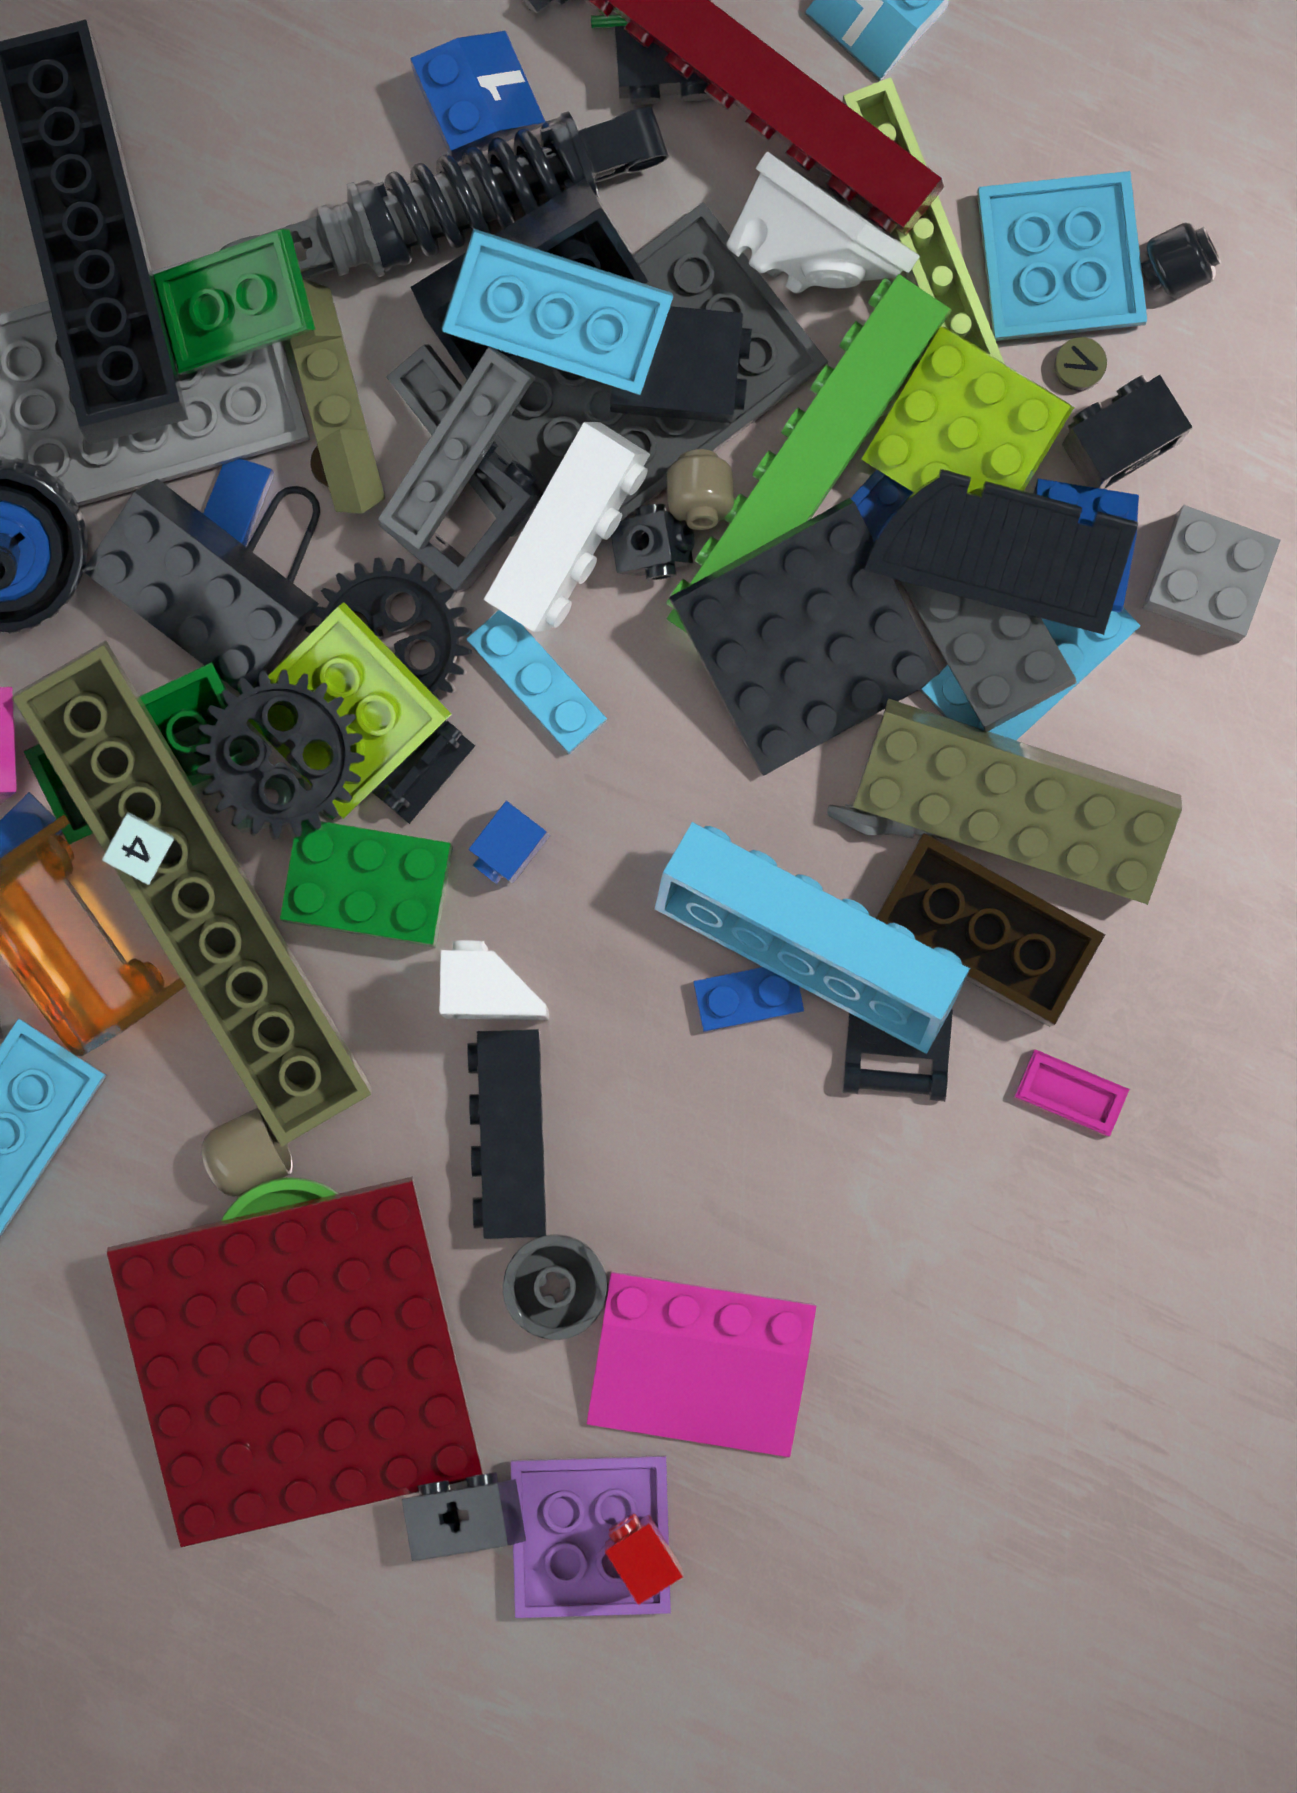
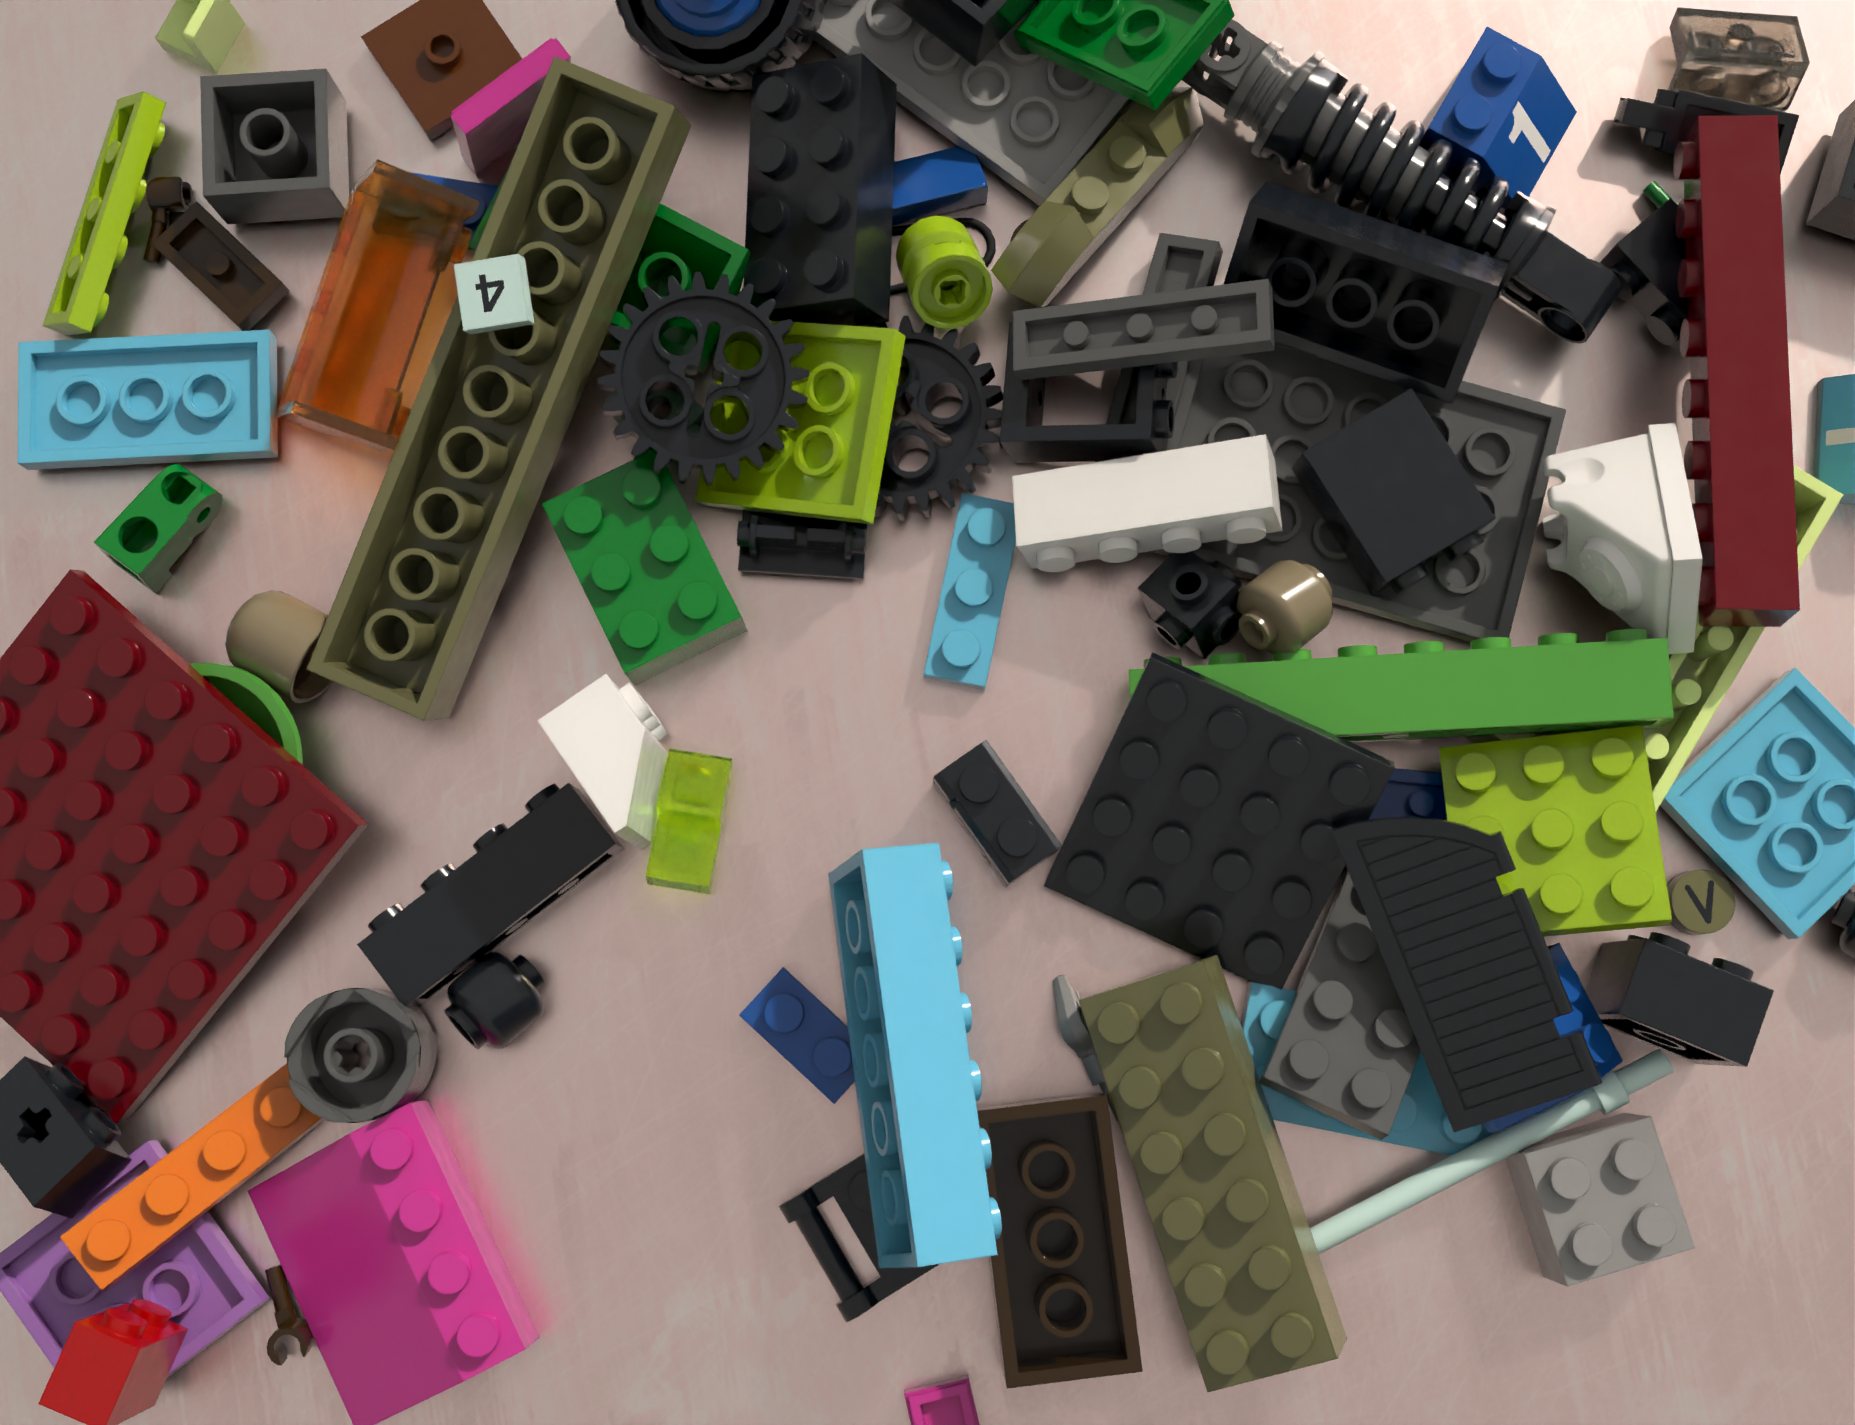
camera: 55 degrees right, 5 degrees down
(102, 1183) = (160, 525): none -> green leg
(312, 543) = (943, 272): none -> lime wheel
(507, 844) = (784, 677): blue brick -> none
(554, 974) = (689, 821): none -> clear neon green slope
(556, 1443) = (189, 1181): none -> orange plate
(557, 311) = (1357, 321): medium azure plate -> none
(581, 1179) = (495, 1000): none -> black head
(682, 1452) = (286, 1319): none -> dark brown hand
(696, 772) = (996, 813): none -> black brick
(1150, 521) = (1605, 1097): none -> light aqua bar

